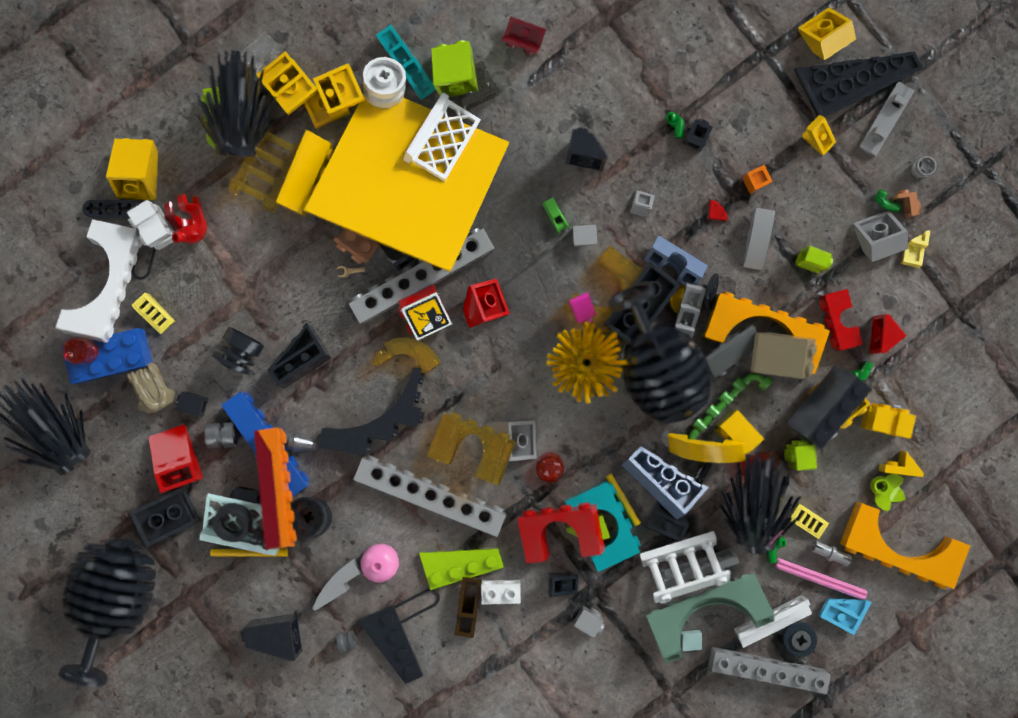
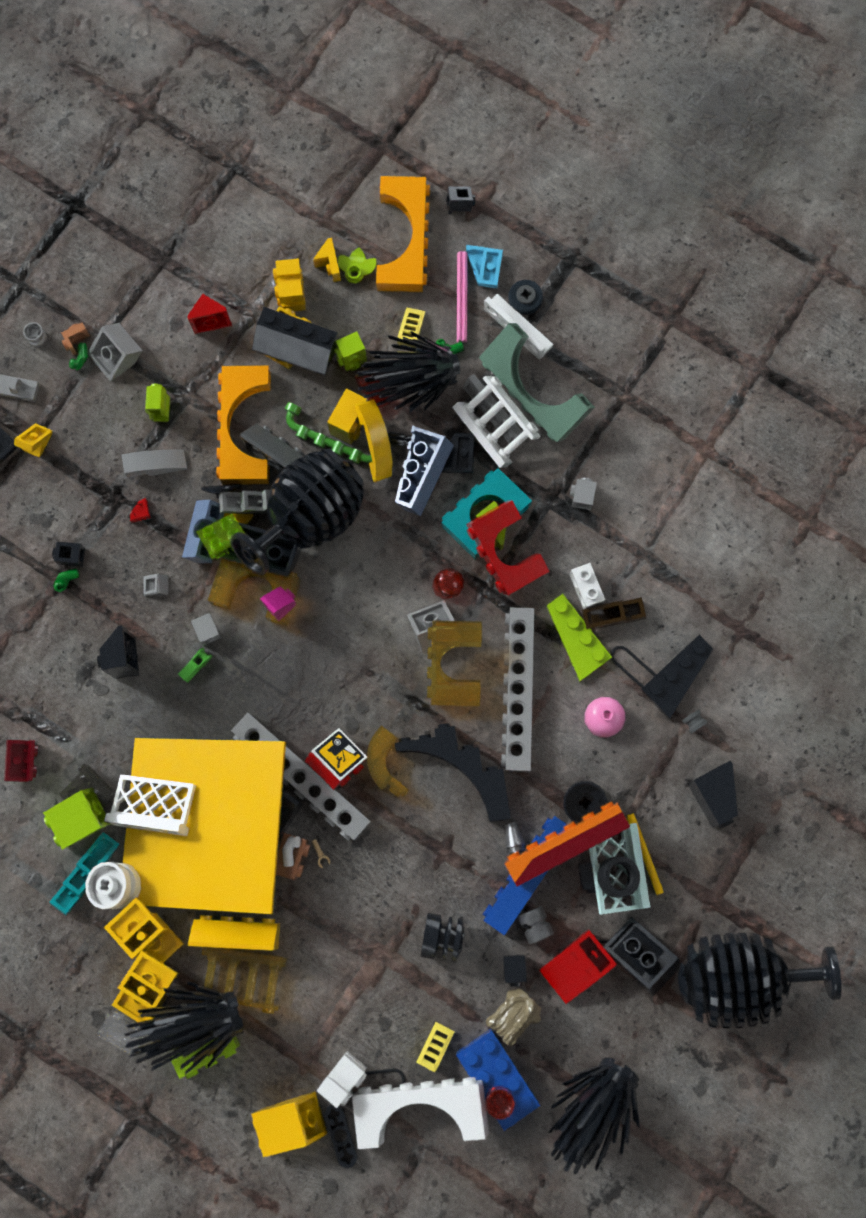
camera: 110 degrees left, 10 degrees down
(187, 230) = (332, 1036): red piece -> none
(257, 537) = (622, 845): black wheel -> none
(299, 358) = (427, 871): black wedge -> none
(338, 583) = (642, 751): light grey slope -> none
(361, 243) = (288, 848): none -> white arm
(484, 303) = (307, 704): red slope -> none
(562, 584) = (557, 532): black slope -> none
(599, 359) = (329, 580): yellow plant -> none
(625, 503) = (452, 505): yellow bar -> none
(664, 276) = (218, 534): none -> clear neon green hinge
(691, 640) = (564, 392): light aqua slope -> none
(757, 179) = (96, 483): orange panel -> none
(769, 670) = (565, 314): light grey brick -> none
(783, 355) = (259, 398): dark tan slope -> none
(831, 553) = (434, 295): light grey pin -> none
(841, 336) = (198, 371): red arch -> none
(864, 371) = (249, 323): green arm -> none
(914, 254) = (122, 315): light yellow slope -> none
(920, 613) = (459, 199): none -> black brick

